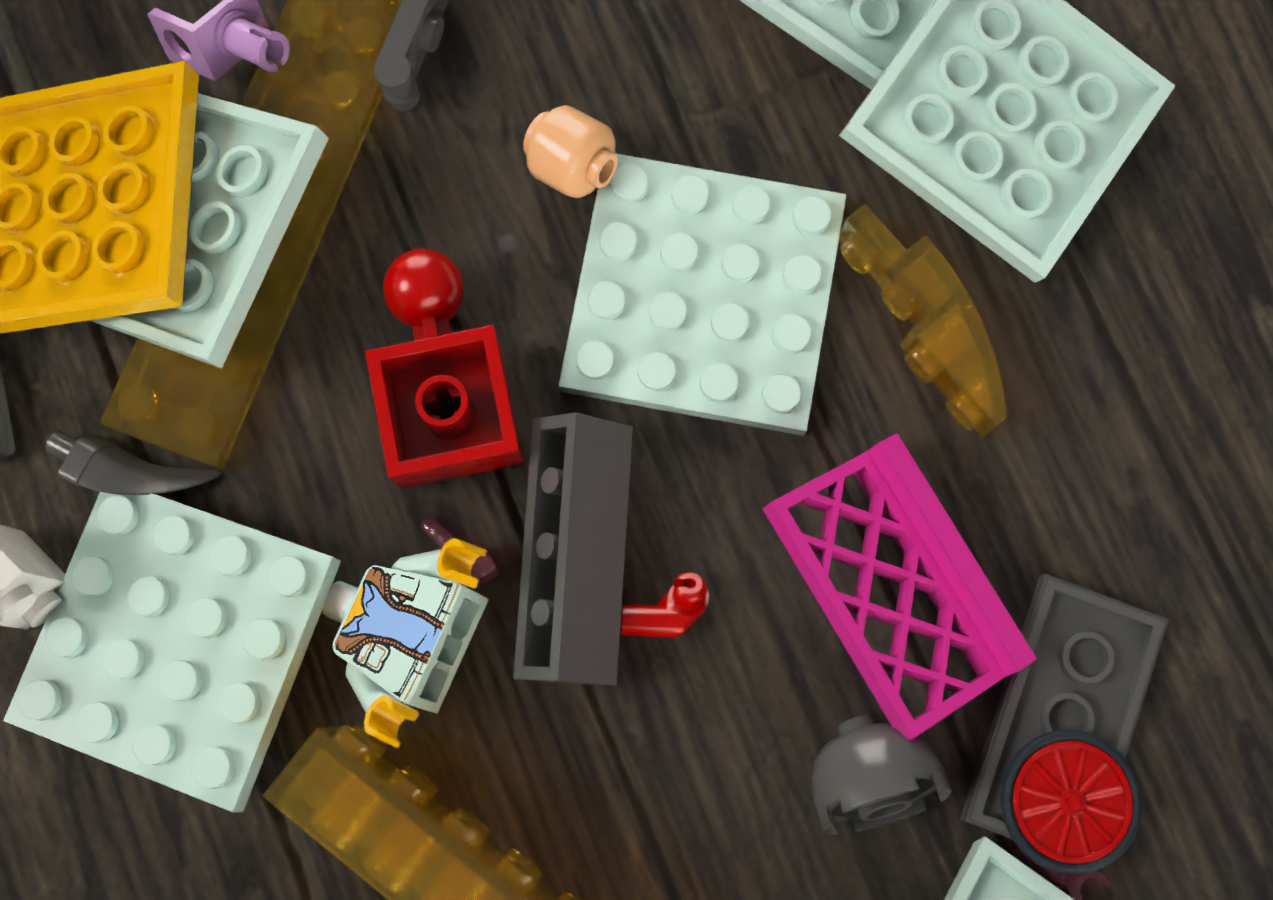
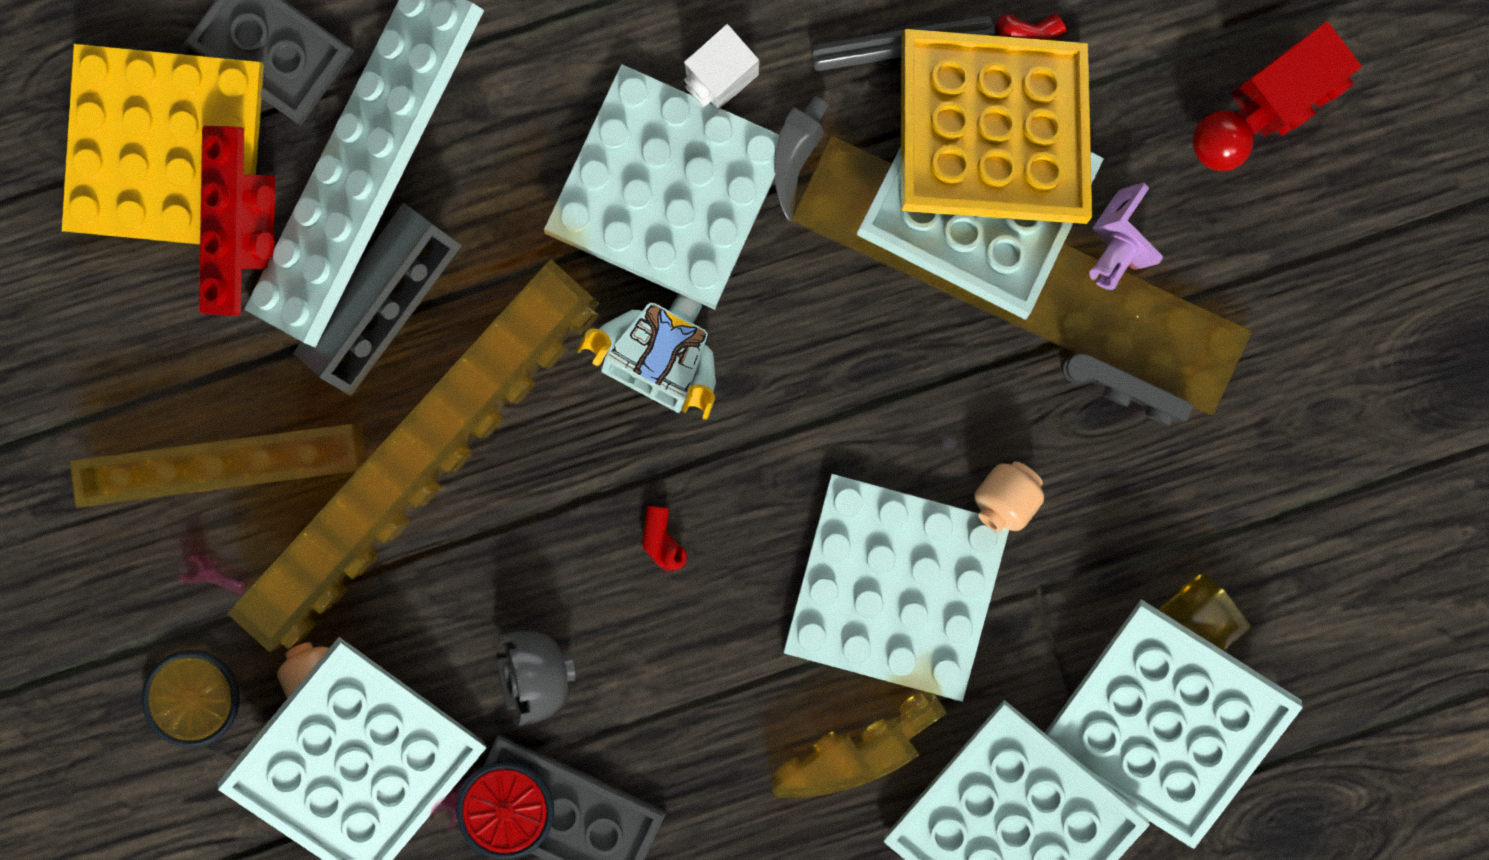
camera: 100 degrees right, 10 degrees up
(415, 376) = (907, 381): red brick -> none
(483, 568) = (720, 387): clear pink hand -> none
(580, 554) = (707, 477): dark grey brick -> none
(933, 562) = (673, 740): dark pink fence -> none

